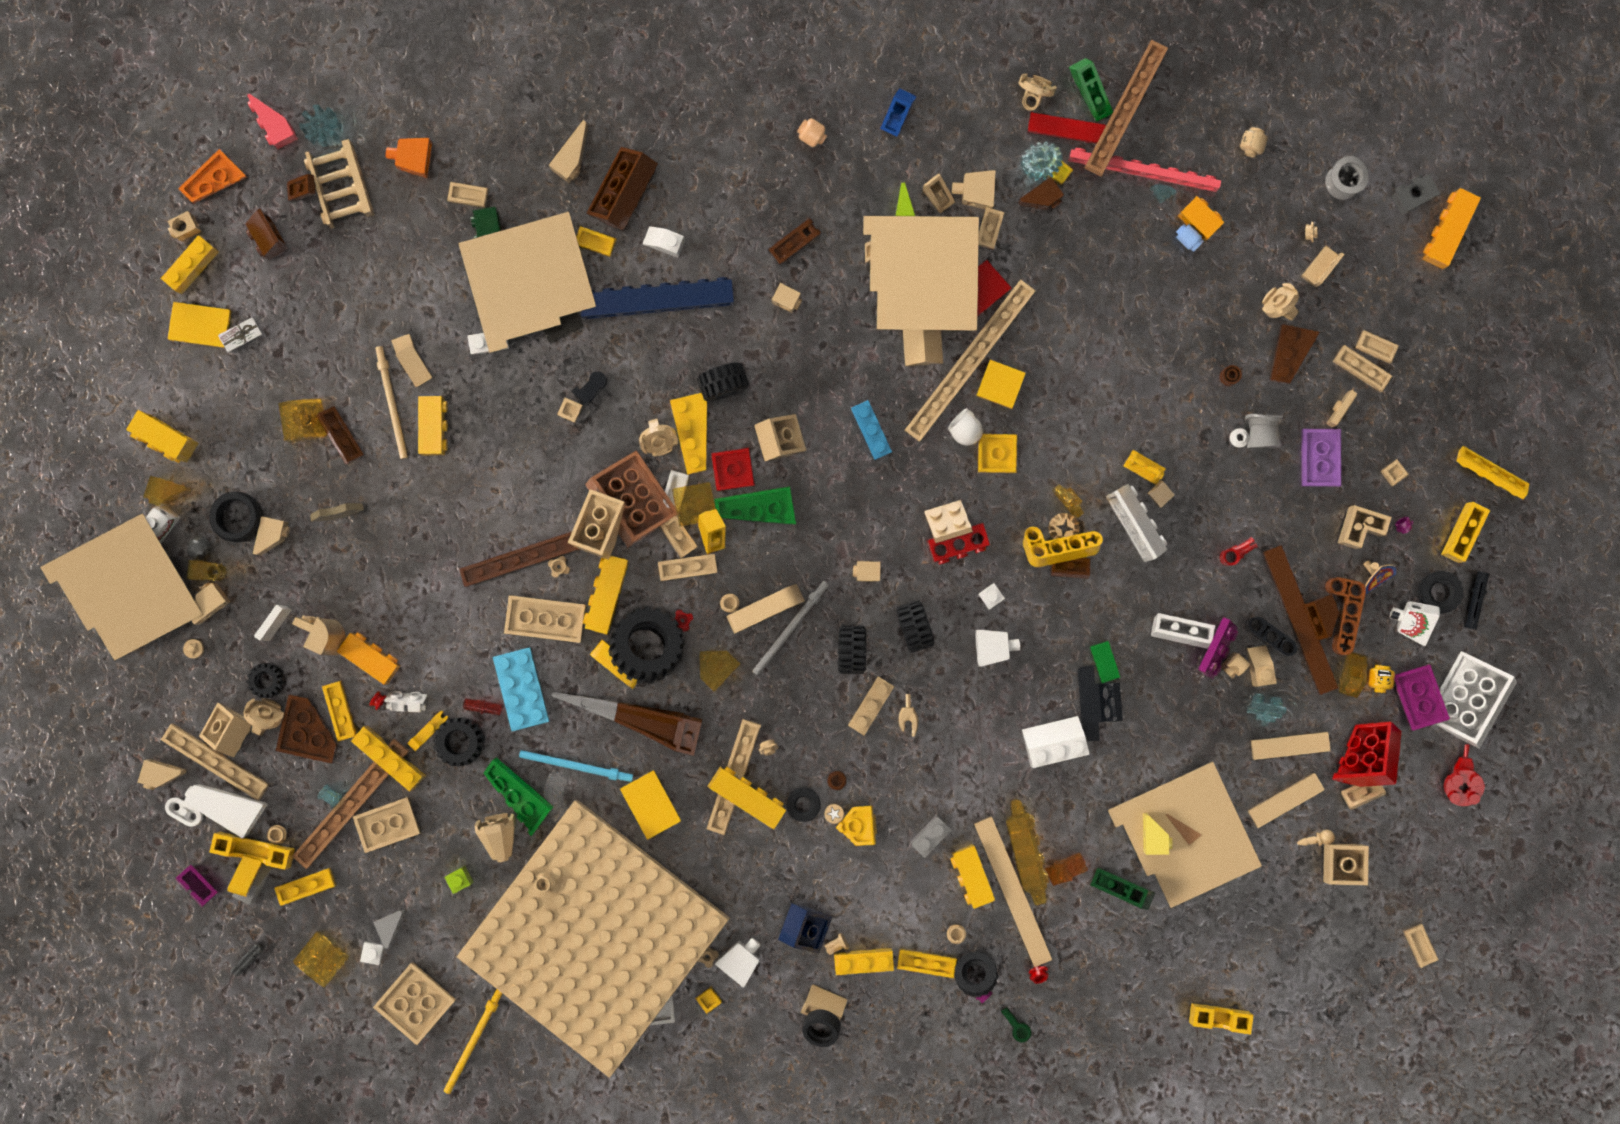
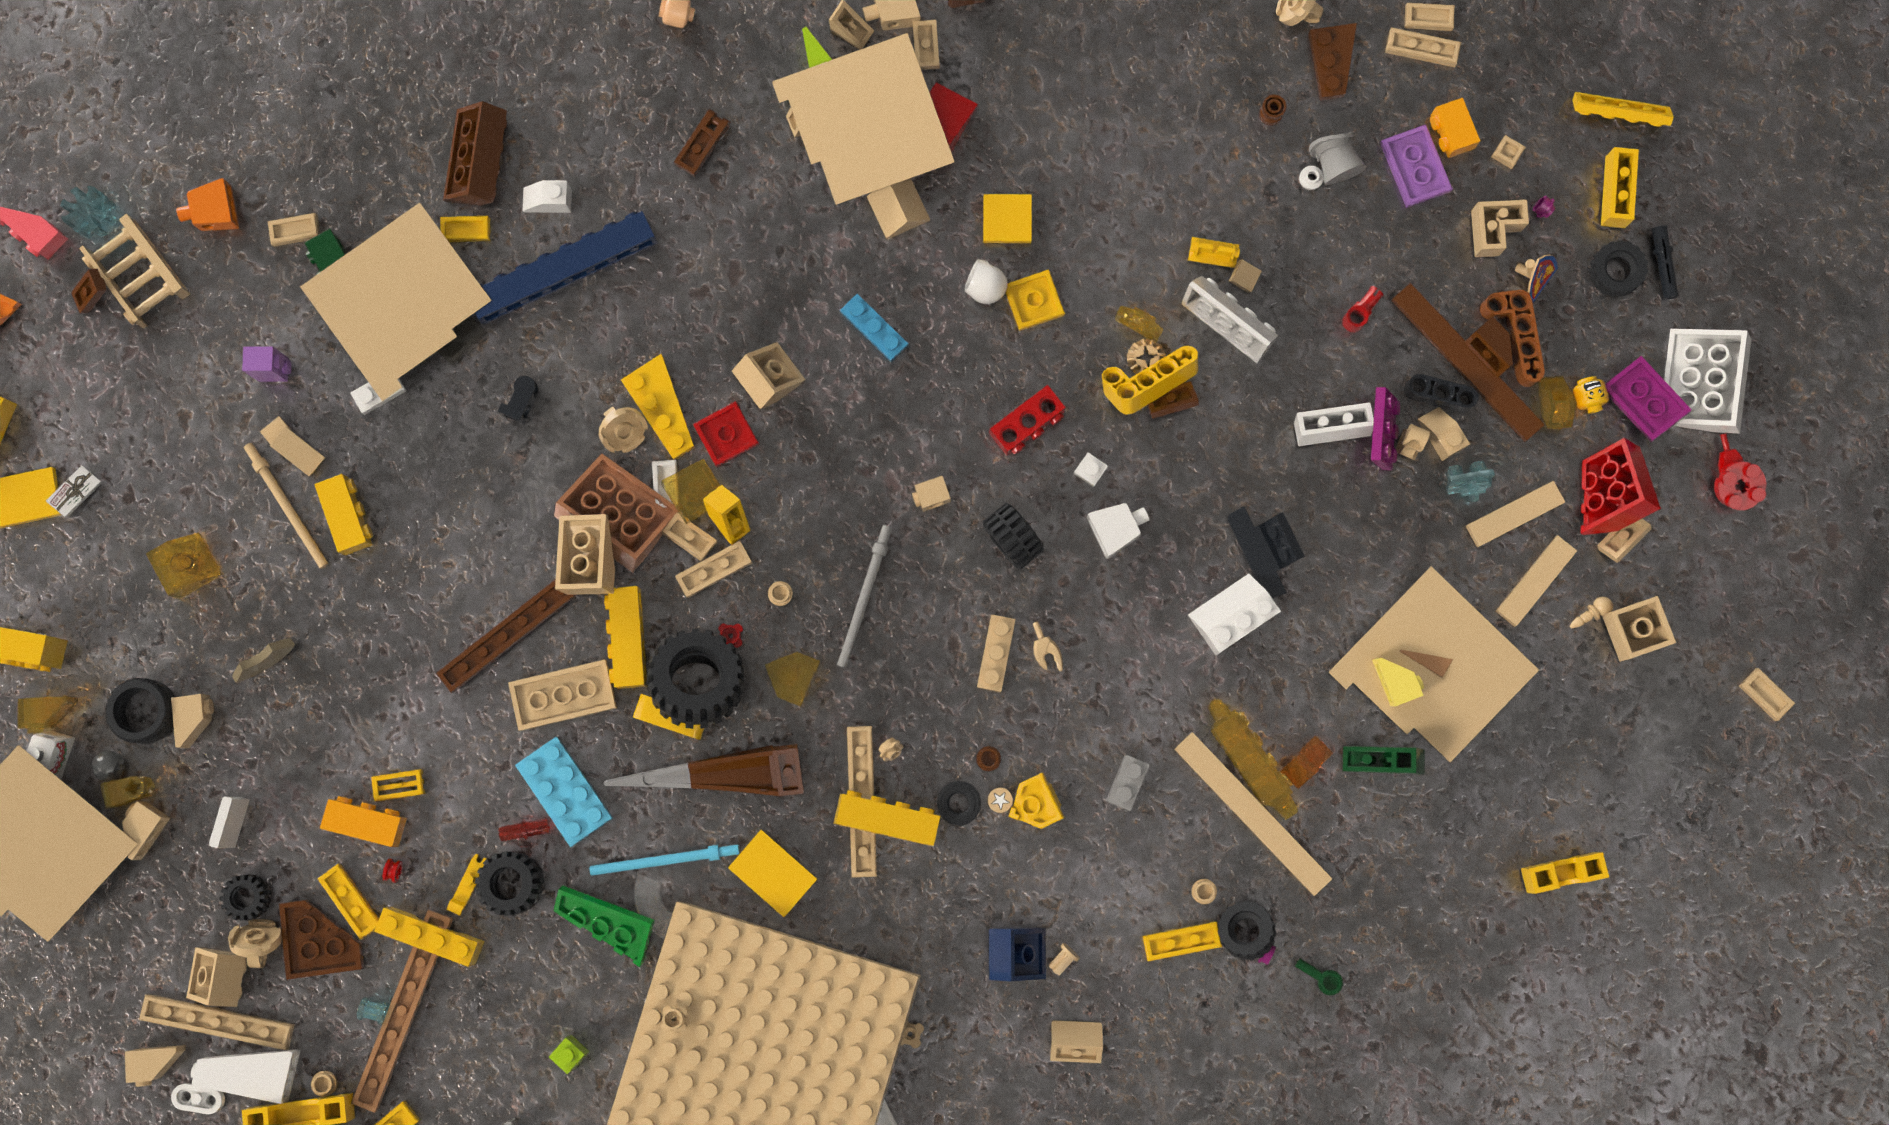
camera: 15 degrees left, 5 degrees down
(193, 648) = (143, 892): tan tile -> none
(265, 235) = (64, 362): reddish brown slope -> none
(324, 635) = (291, 811): tan brick -> none
(339, 435) = (235, 566): reddish brown plate -> none
(386, 824) = (456, 1020): tan plate -> none
(397, 700) = (417, 861): white hinge -> none
(413, 292) = (266, 364): none -> medium lavender brick
(418, 643) = (419, 782): none -> yellow tile
(497, 835) = (597, 981): tan cone -> none
(554, 563) = (565, 626): tan plate -> none
(569, 158) = (399, 142): tan slope -> none
(570, 410) = (504, 435): tan plate -> none
(708, 1000) = (932, 1088): yellow tile -> none
(723, 381) = (675, 332): black tyre -> none
(740, 961) = (952, 1024): white torso -> none
(760, 506) = (776, 464): green wing -> none
(765, 608) = (824, 582): tan beam -> none
(787, 298) = (716, 210): tan brick -> none
(823, 1017) = (1083, 1084): black tyre -> none
(852, 649) = (947, 592): black tyre -> none
(864, 961) = (1104, 967): yellow brick -> none
(948, 521) = (1005, 399): tan plate -> none
(969, 360) = (960, 205): tan plate -> none
(972, 876) = (1197, 813): yellow brick -> none
(1039, 974) = (1323, 902): red plate -> none
(1104, 662) = (1255, 497): green tile -> none
(1341, 408) = (1416, 99): tan plate -> none
(1361, 440) = (1455, 128): none -> light orange piece
(1416, 620) = (1604, 310): white torso -> none

